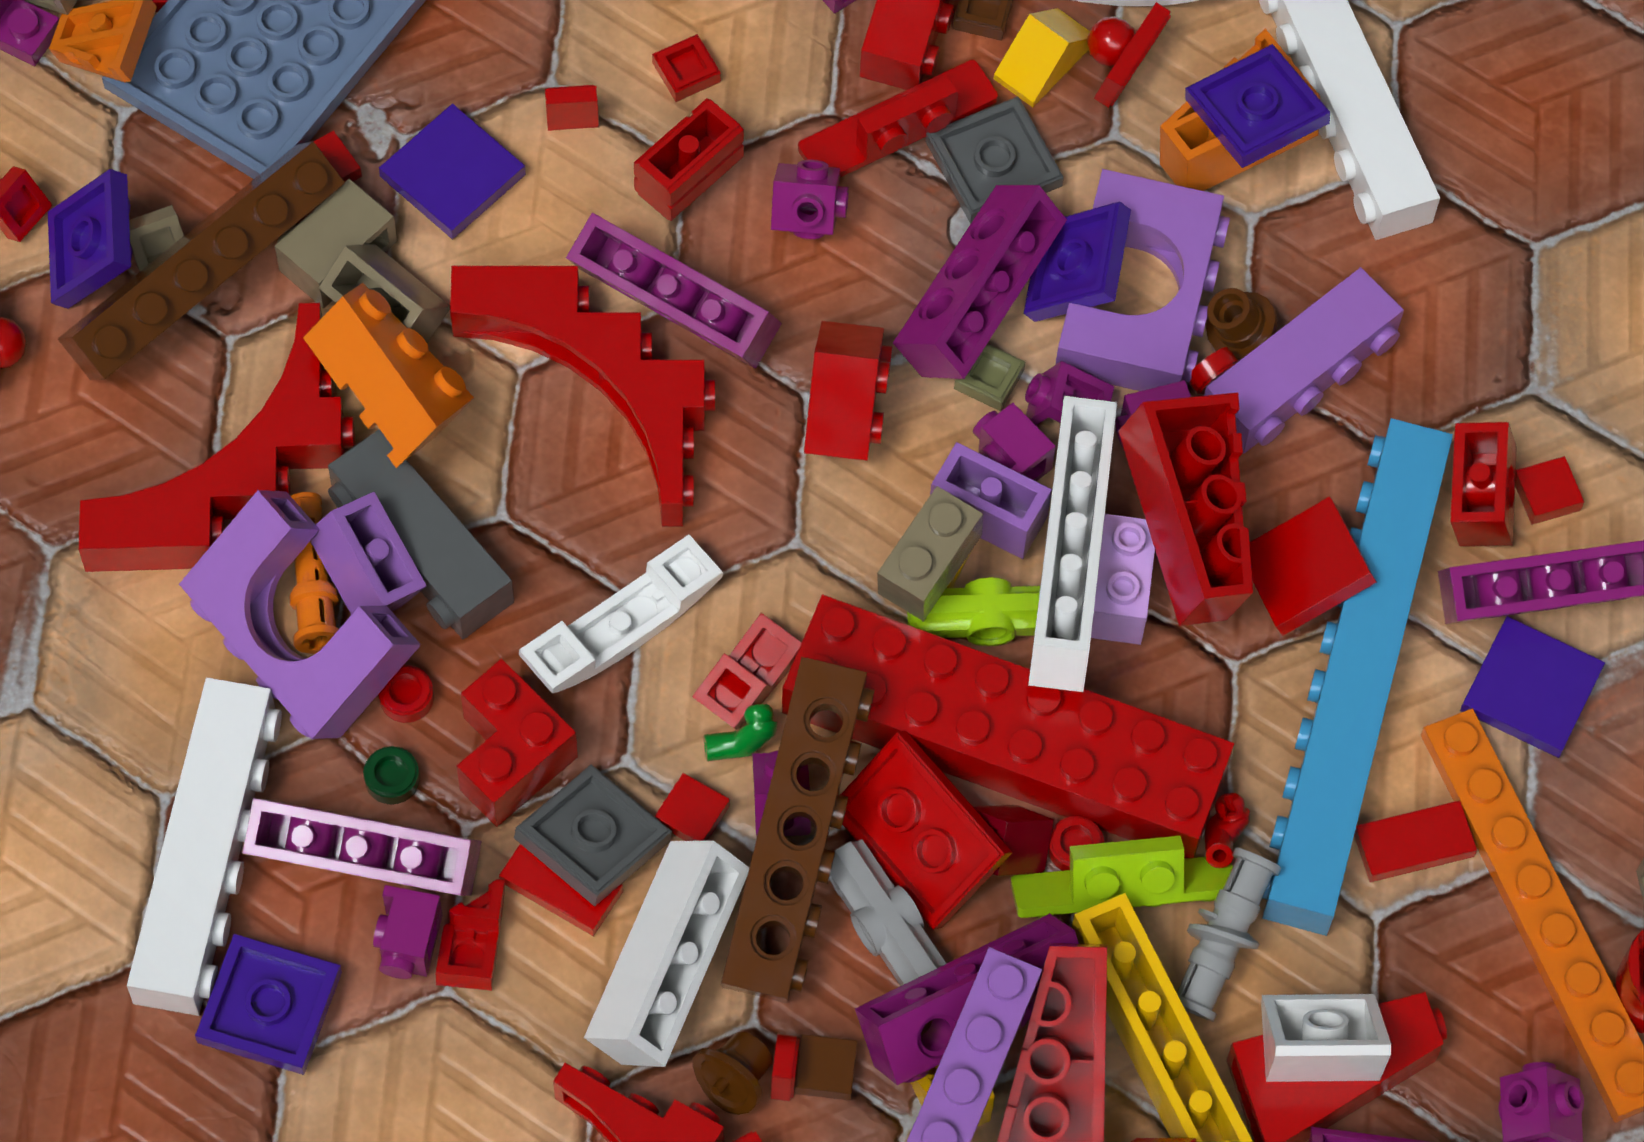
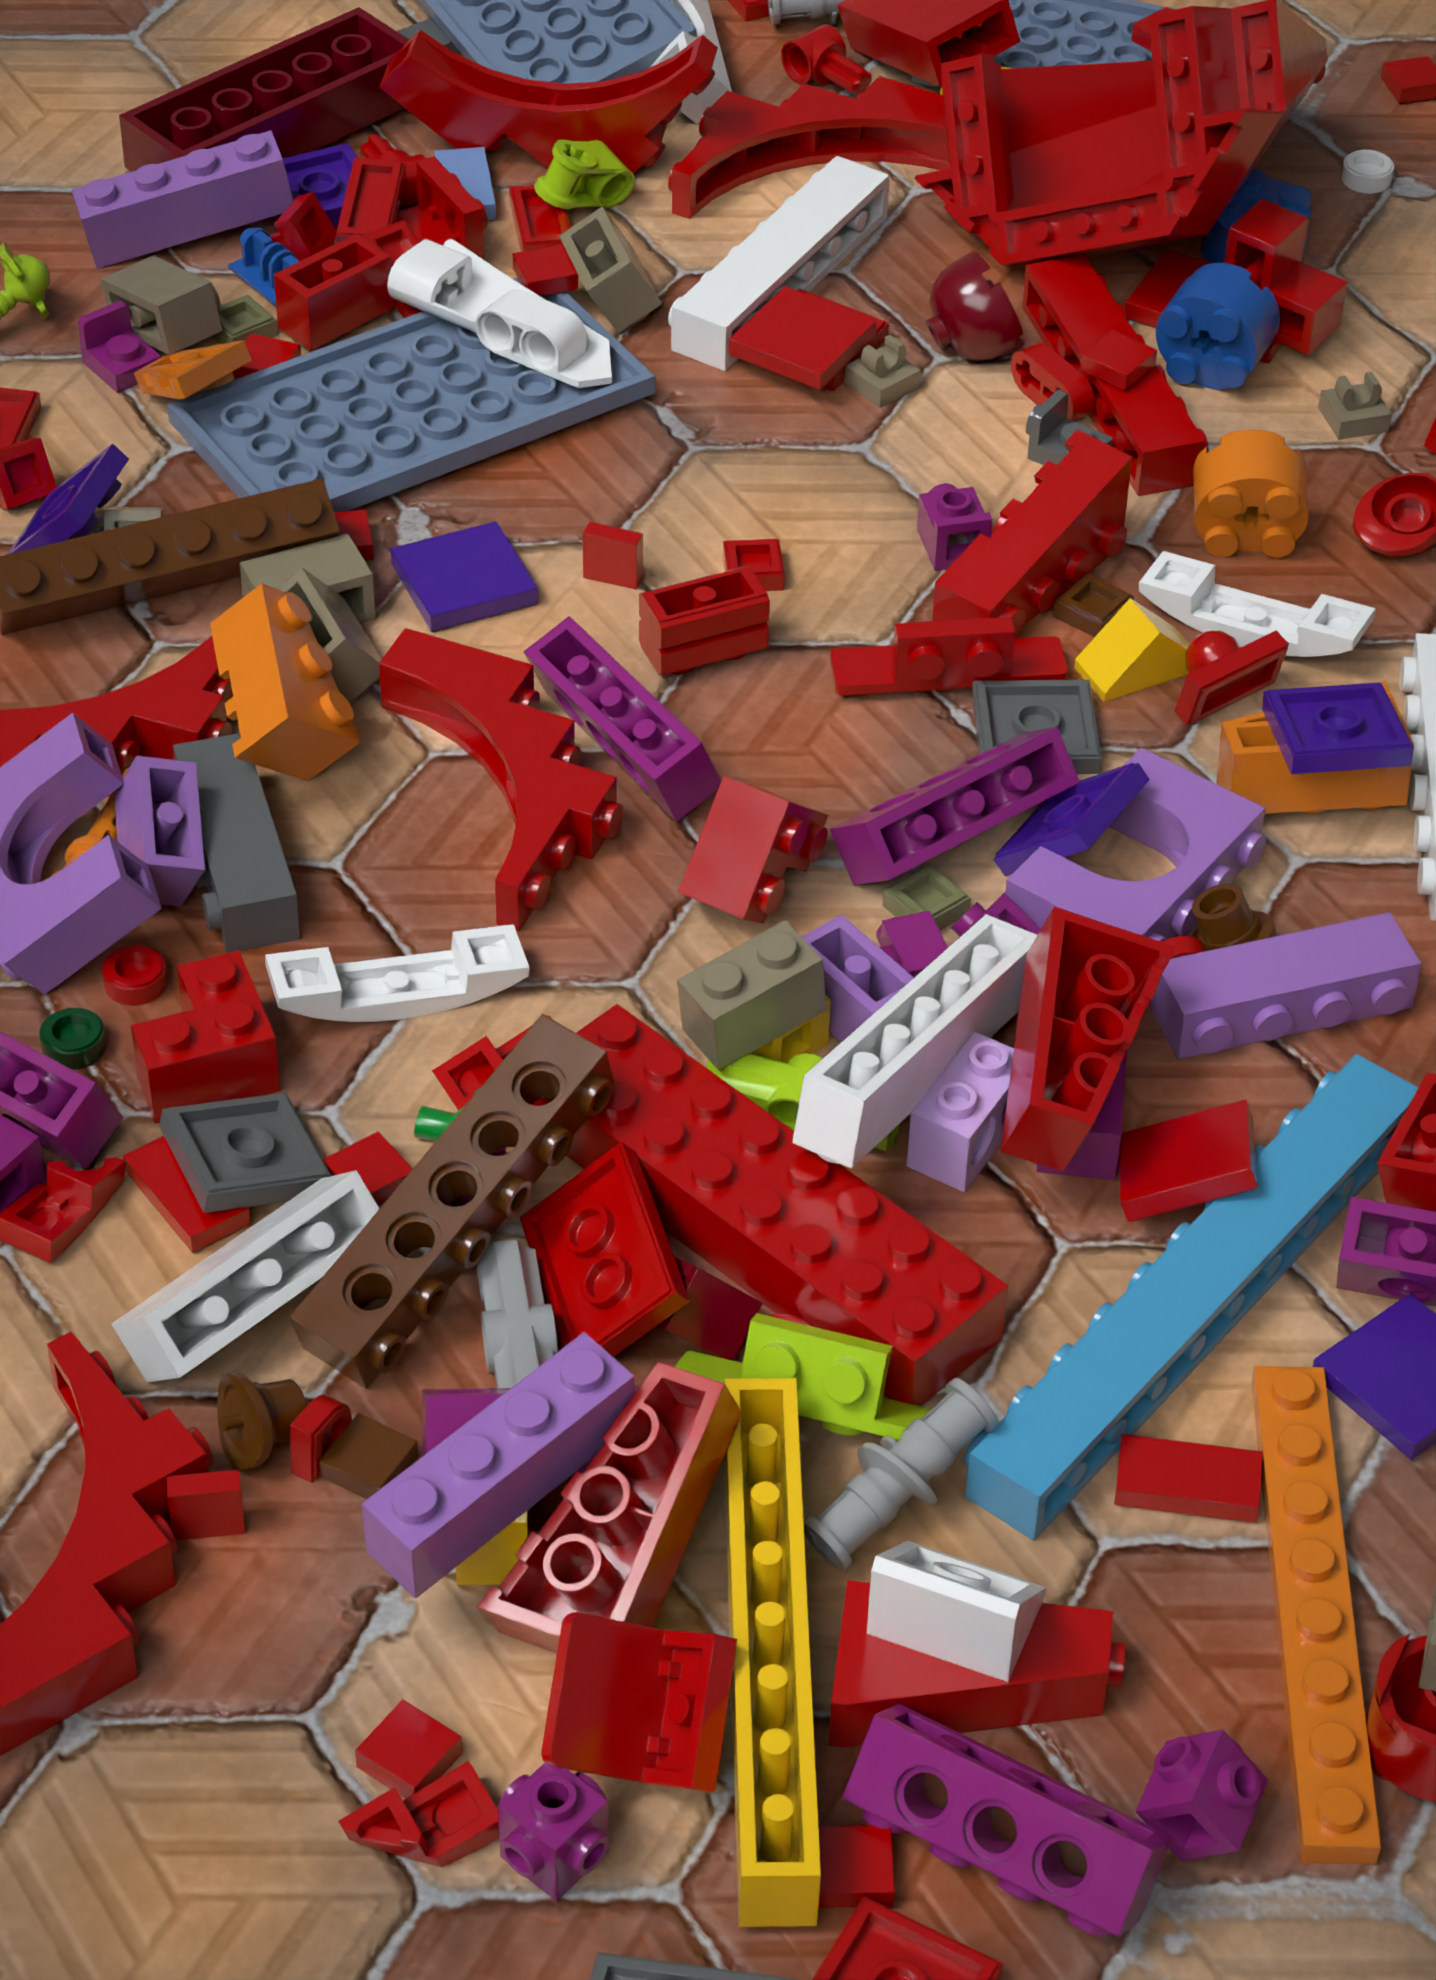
camera: 25 degrees right, 20 degrees down
(808, 199) = (809, 688): magenta brick -> none
(1225, 829) = (978, 1372): red arm -> none

